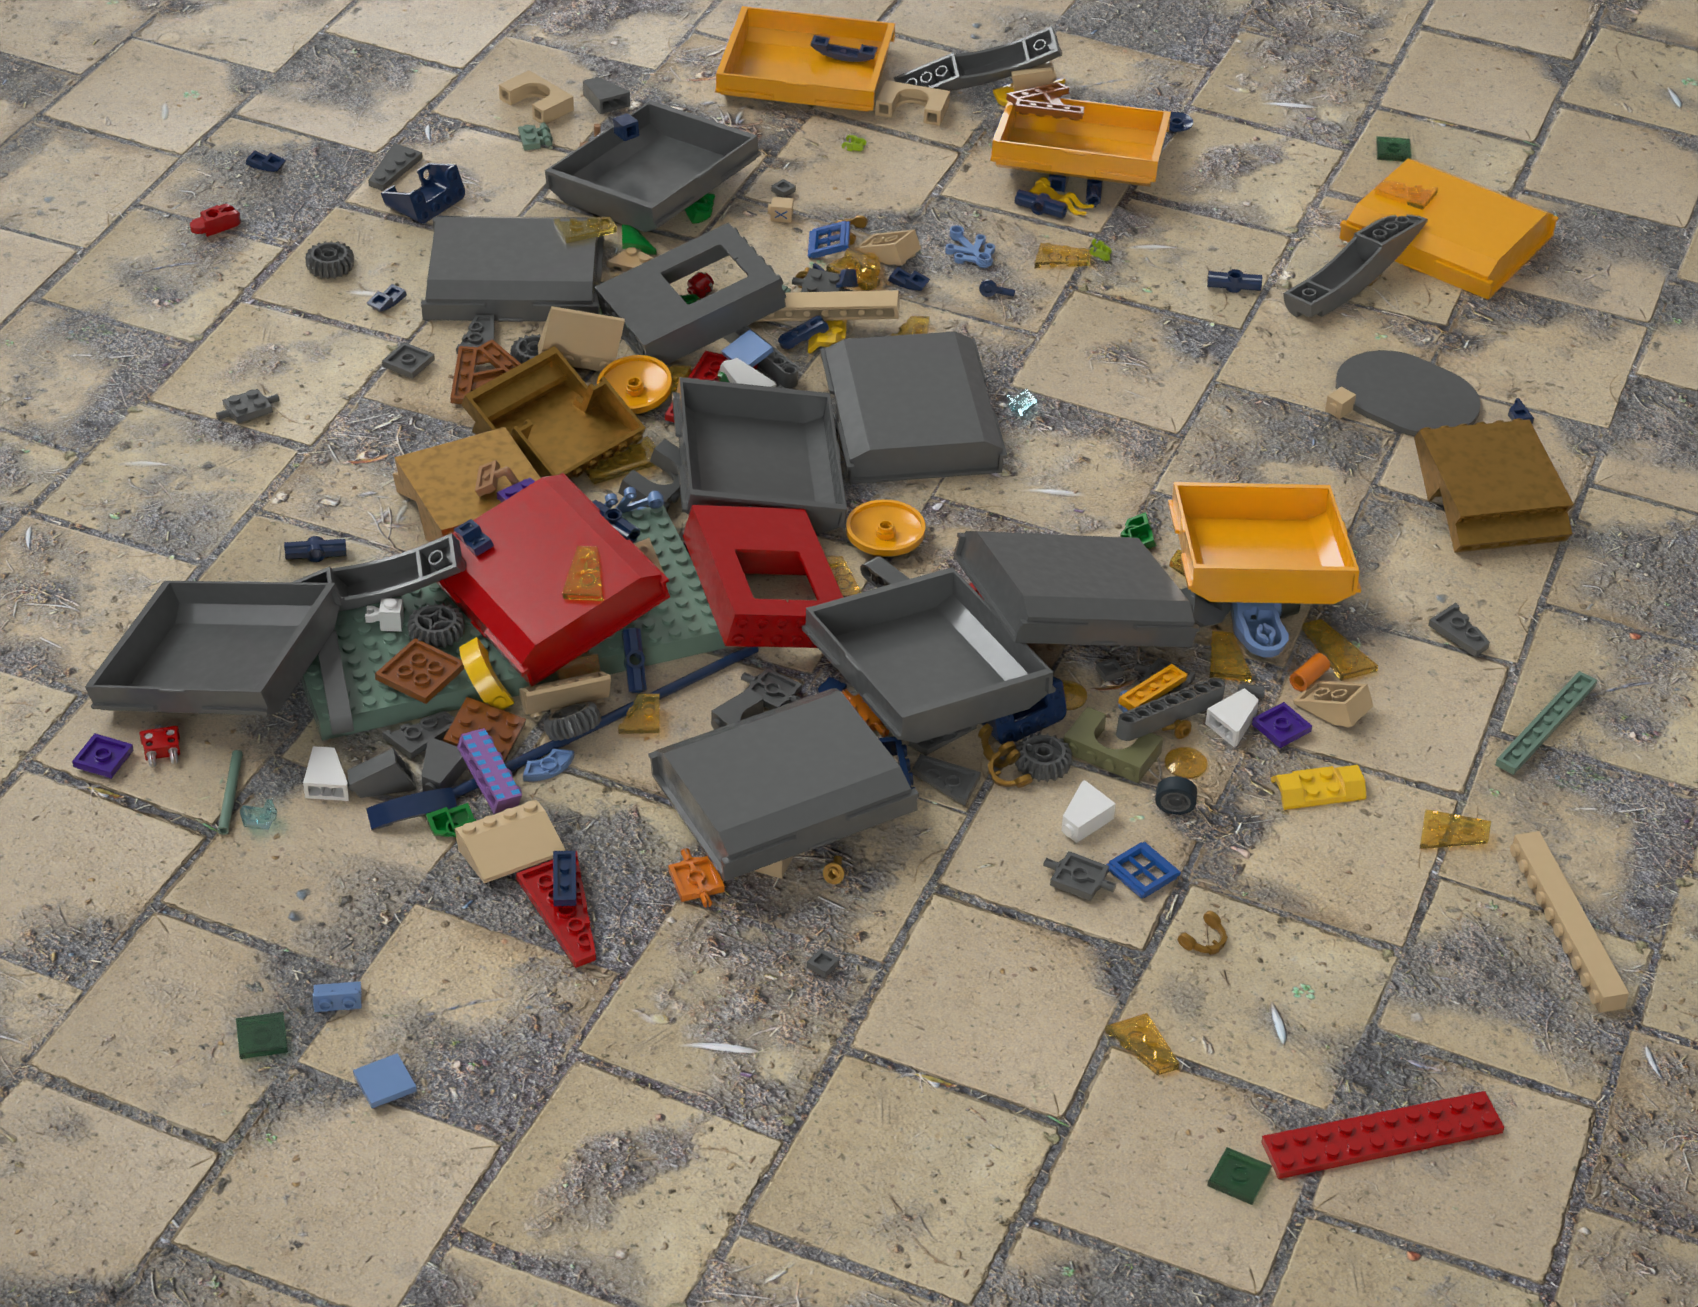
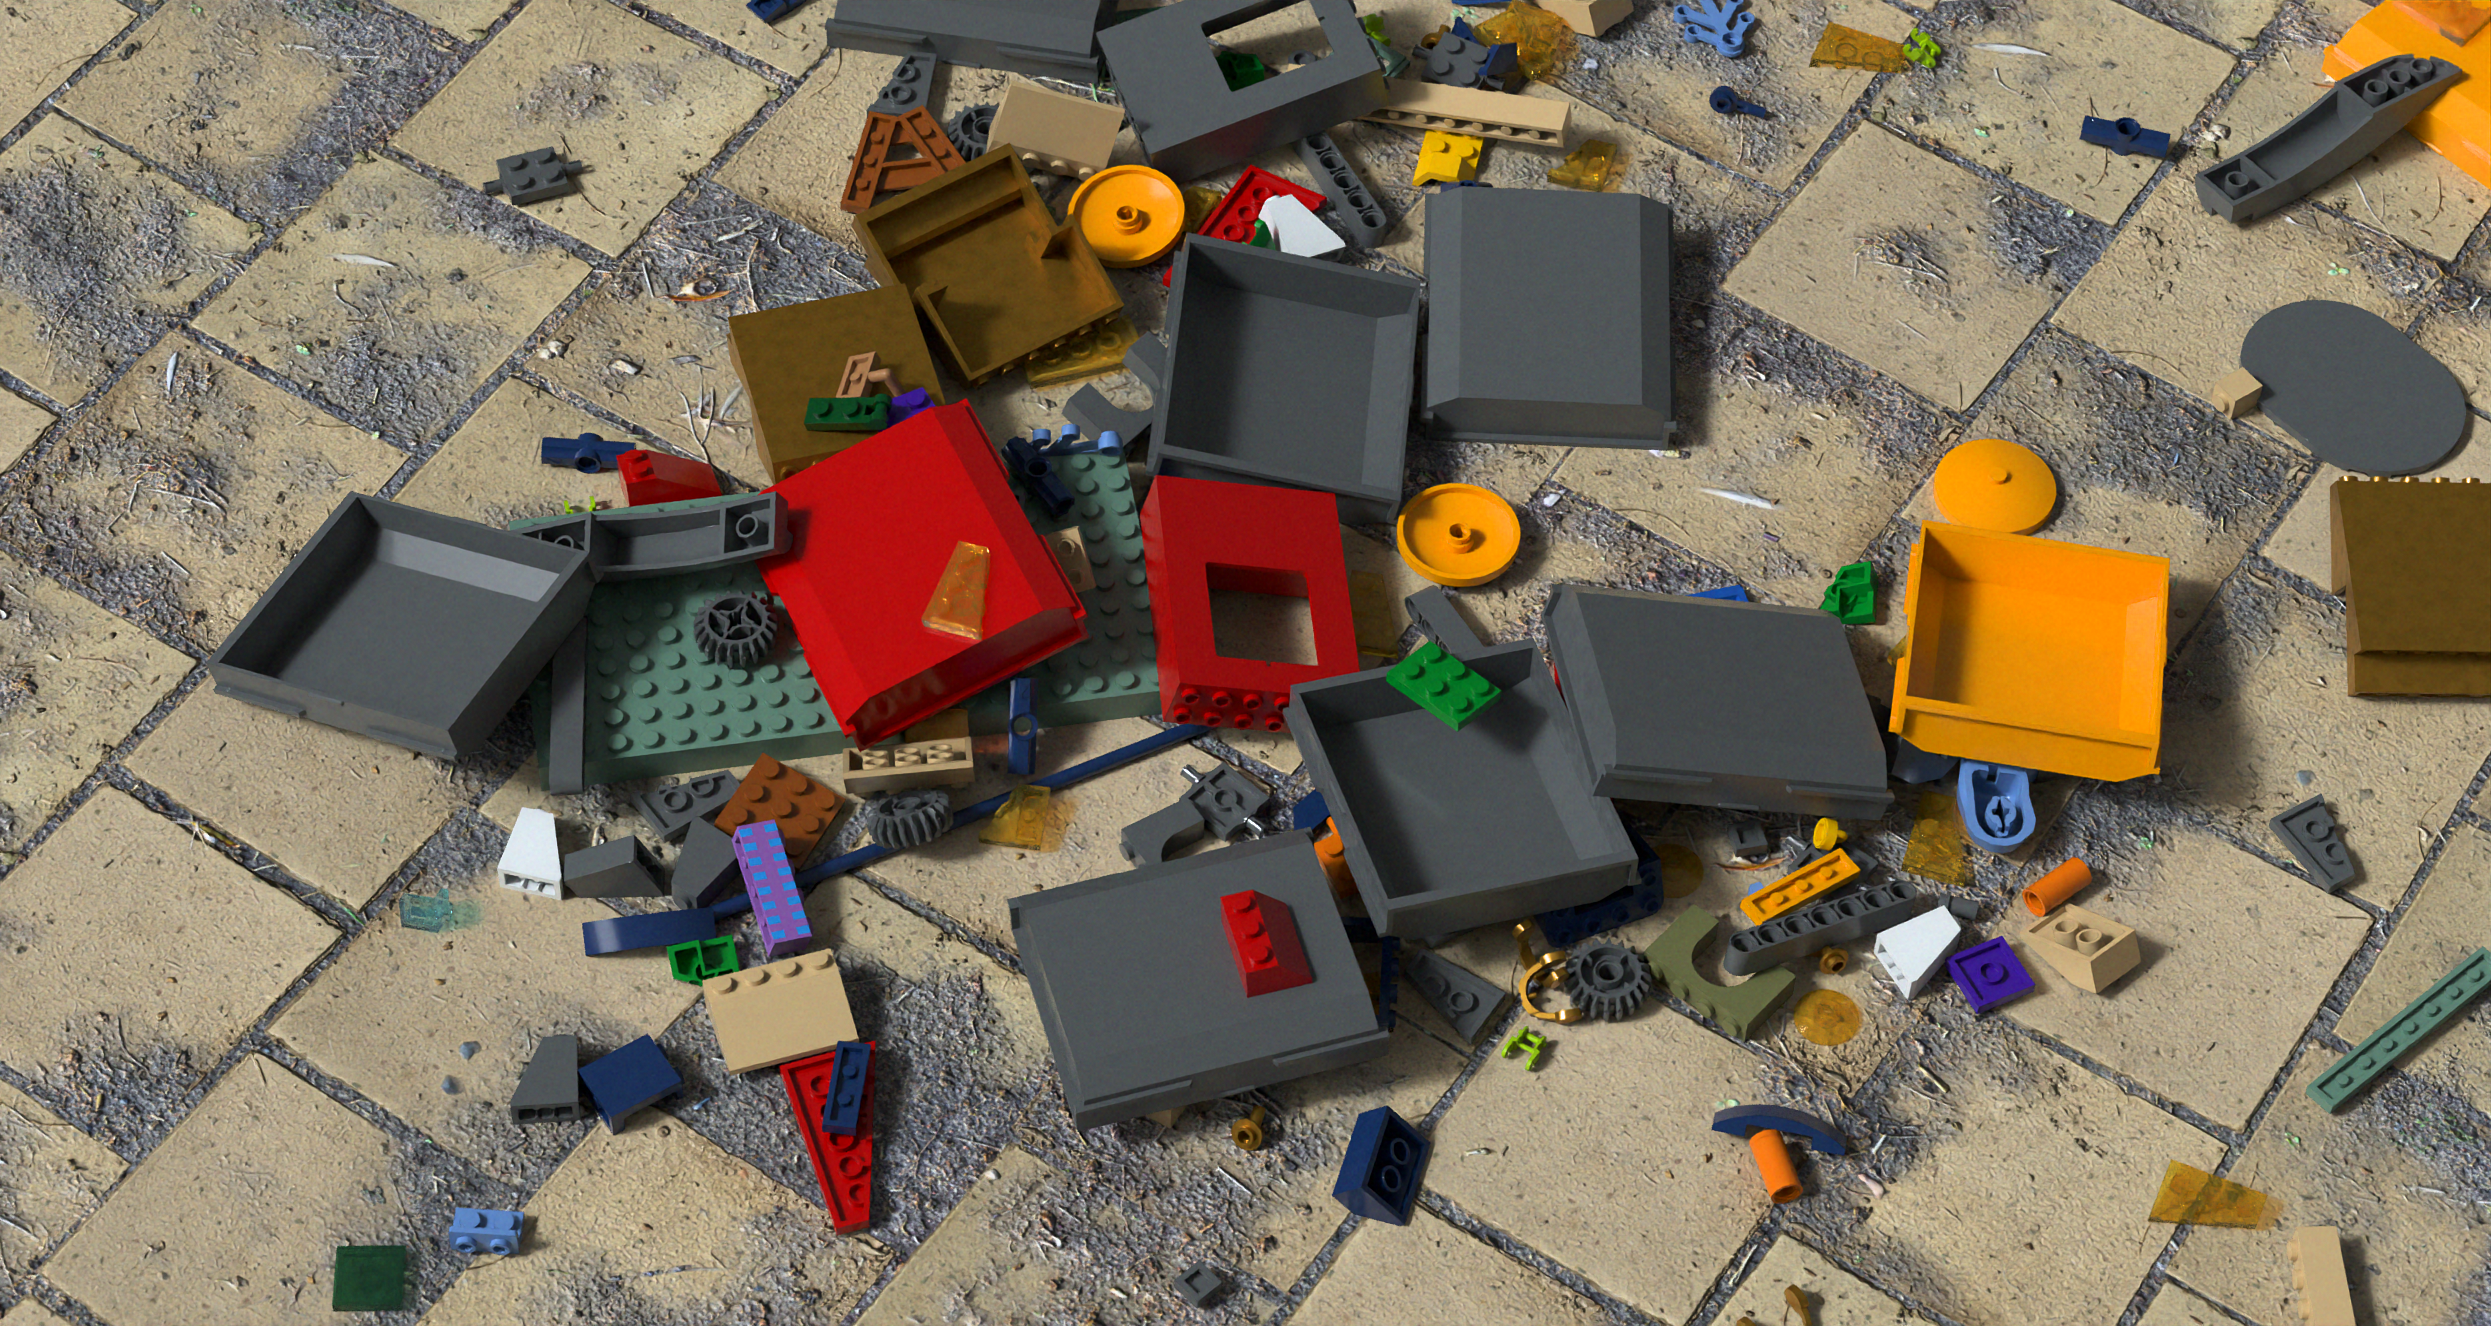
camera: 10 degrees right, 10 degrees up
(102, 755) = (219, 774): dark purple plate -> none
(160, 743) = (305, 766): red piece -> none
(230, 792) = (392, 862): sand green piece -> none
(357, 552) = (662, 478): none -> red slope
(363, 904) = (550, 1084): none -> dark grey slope
(389, 614) = (671, 599): white brick -> none
(408, 360) = (789, 122): dark grey plate -> none
(416, 895) = (629, 1081): none -> dark blue panel
(420, 671) = (699, 704): dark orange plate -> none
(473, 537) = (811, 496): dark blue slope -> none
(479, 669) = (787, 722): yellow arch -> none
(485, 495) = (848, 413): none -> dark green plate
(548, 766) = (865, 885): medium blue tile -> none
(696, 878) = (1039, 1113): orange plate -> none
(700, 284) = (1268, 38): red head -> none
(748, 348) = (1313, 177): medium blue tile -> none
(803, 332) = (1409, 150): dark blue plate -> none
(824, 748) = (1263, 943): none -> red slope
(903, 596) = (1443, 686): none -> green plate
(913, 281) = (1593, 63): dark blue slope -> none
(926, 879) = (1381, 1167): none -> dark blue slope
(993, 800) = (1515, 1042): none -> lime piece
(1022, 402) = (1727, 326): clear light blue bracket -> none
(1079, 875) = (1614, 1193): dark grey plate -> none
(1087, 812) = (1649, 1086): white slope -> none
(1143, 870) = (1713, 1196): blue piece -> none
(1147, 823) = (1736, 1118): none -> dark blue slope
(1161, 658) = (1828, 834): none -> yellow tile
(1176, 795) = (1791, 1080): black wheel -> none
(1178, 846) = (1776, 1166): none -> orange pin
(1208, 464) = (1994, 487): none -> light orange dish
(1321, 786) = (2021, 1091): yellow piece -> none
(1343, 656) = (2113, 854): clear yellow wing -> none

